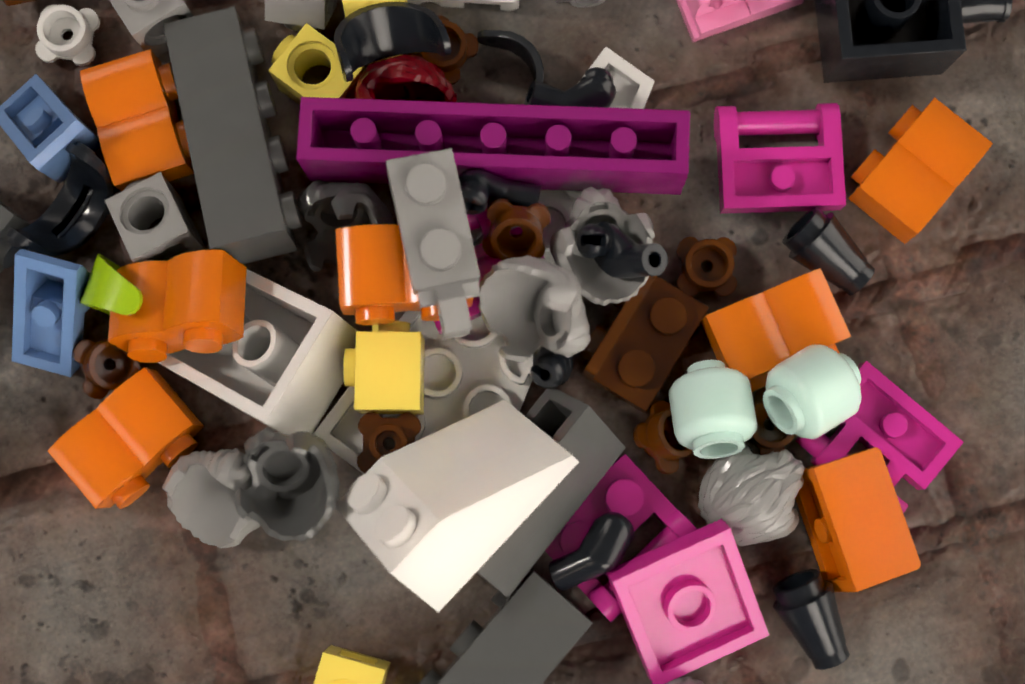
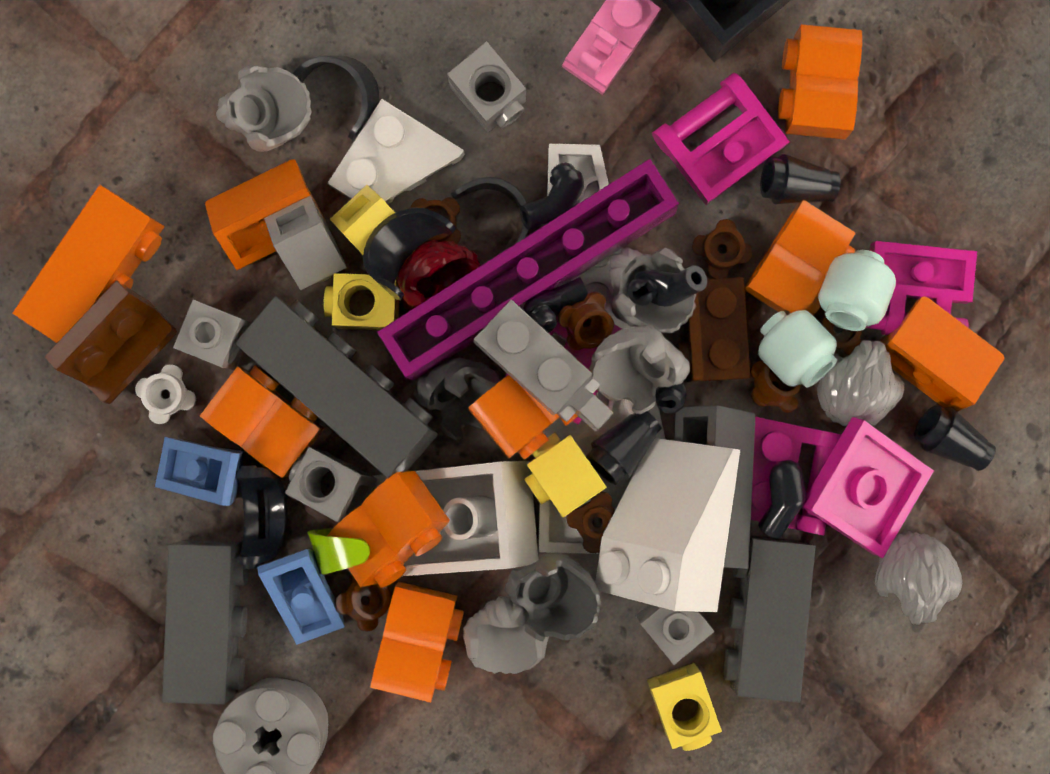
camera: 35 degrees left, 5 degrees up
(390, 609) = (674, 631): none -> light grey brick
(469, 385) = (623, 446): none -> black cone

